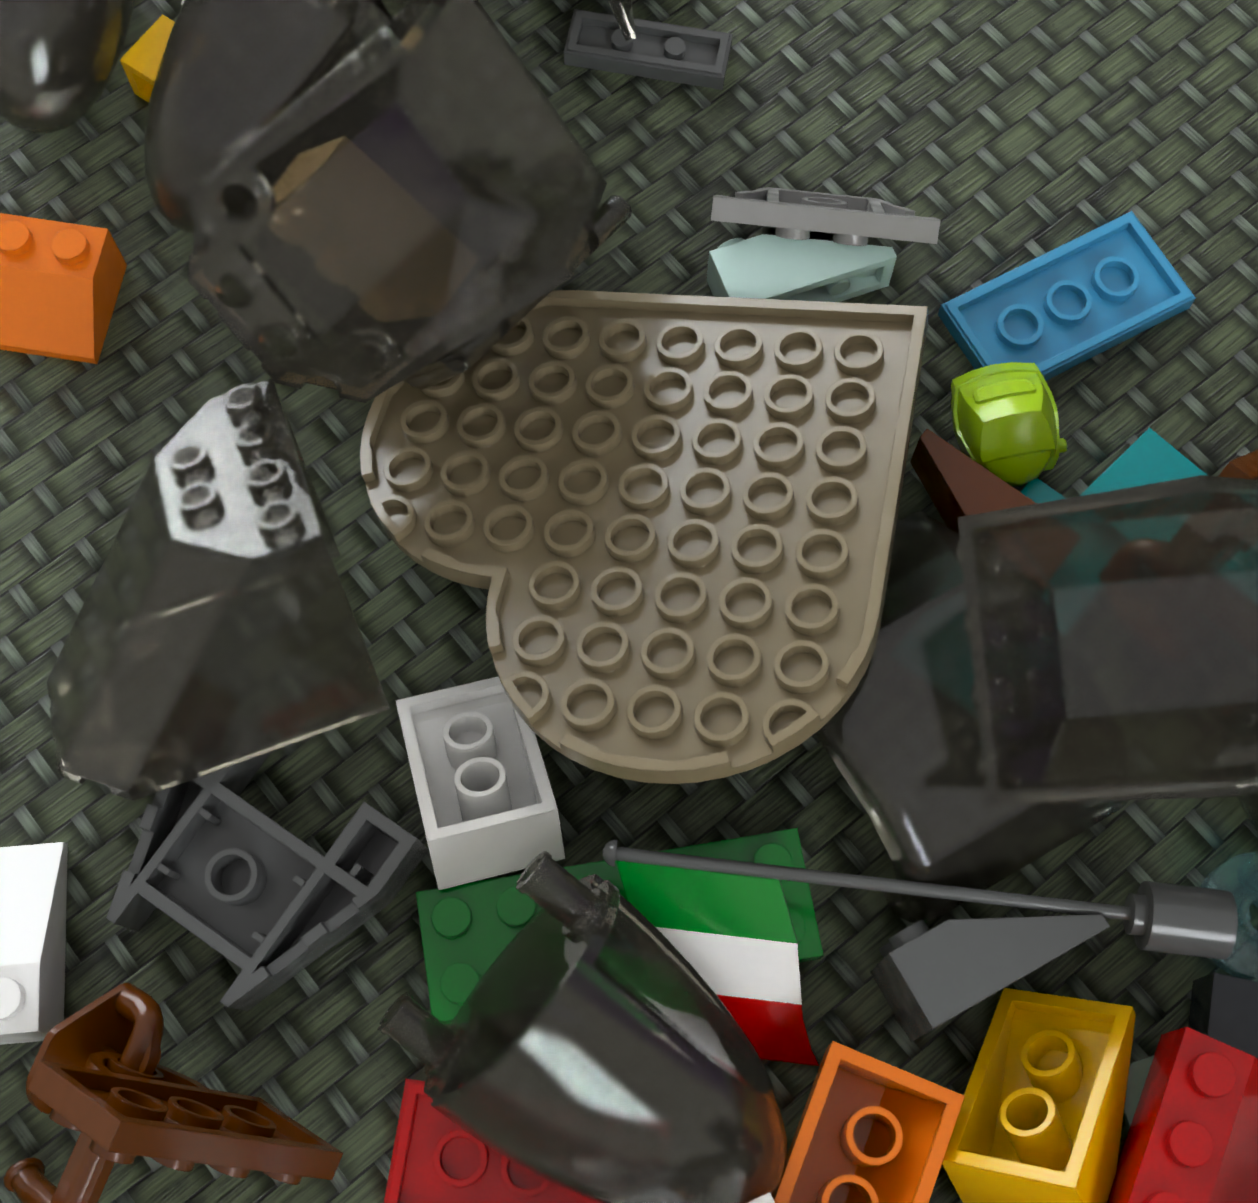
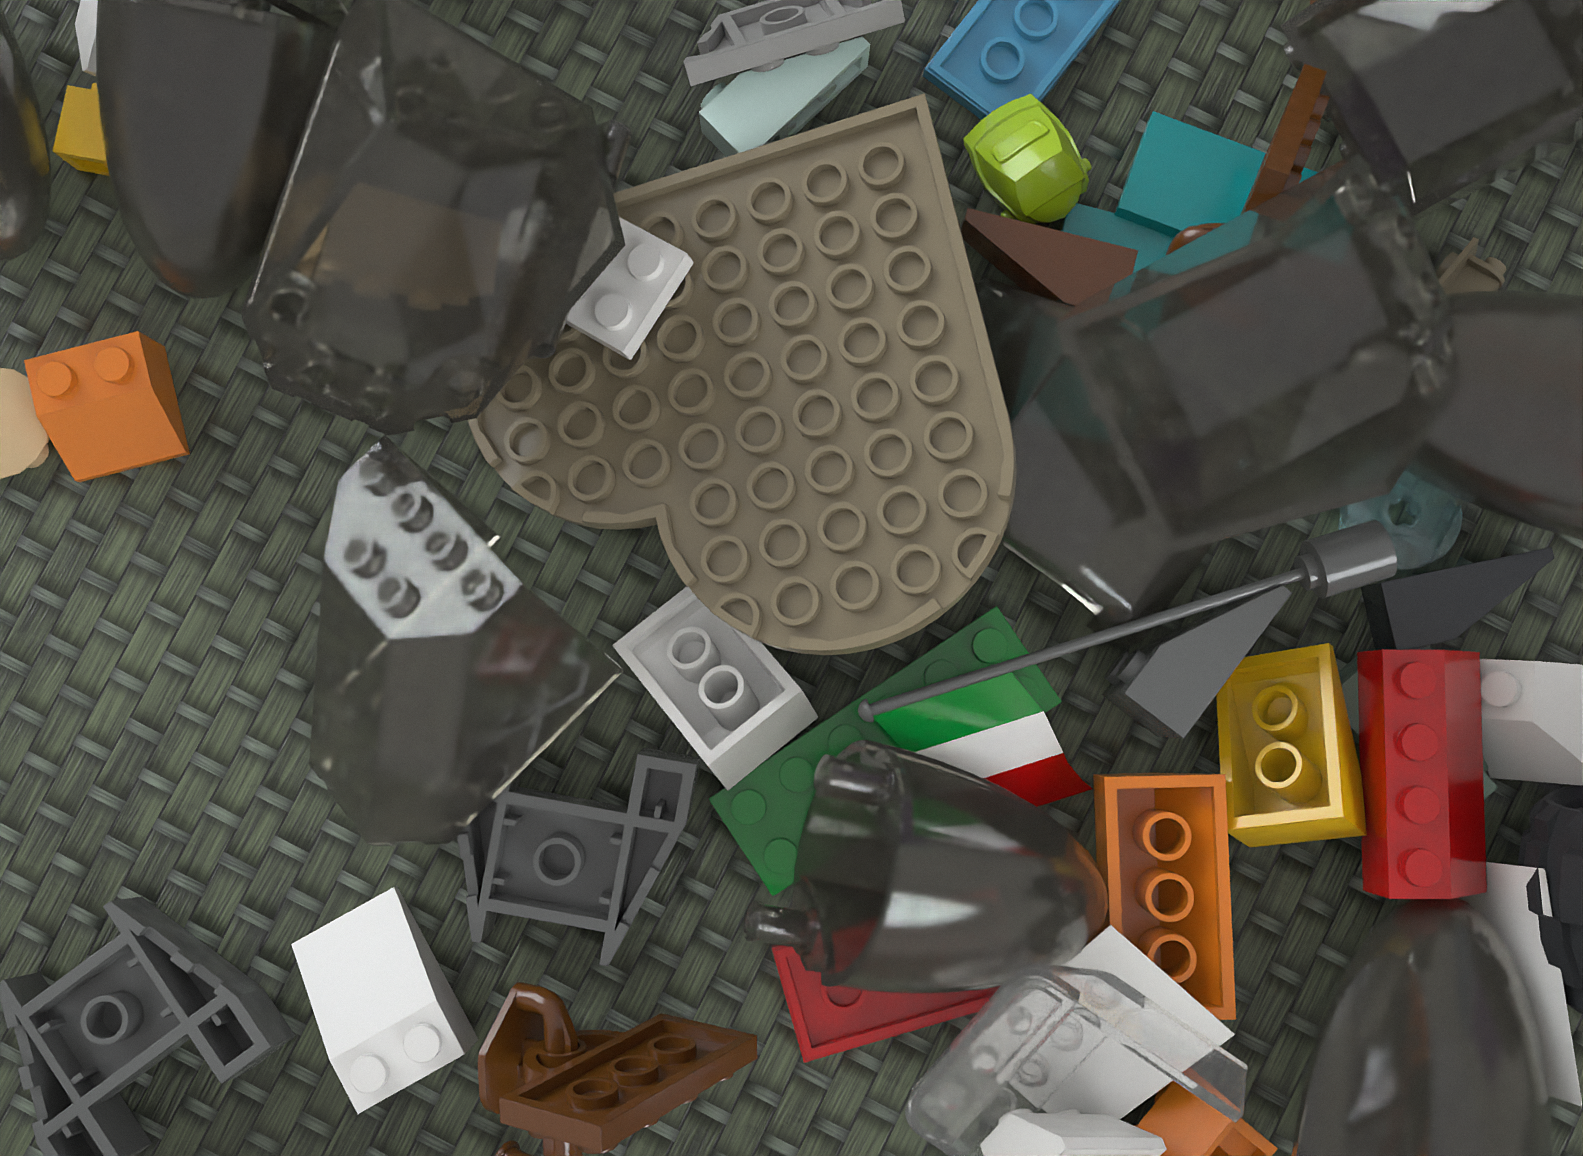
camera: 25 degrees left, 15 degrees up
(560, 360) = (630, 291): none -> white plate

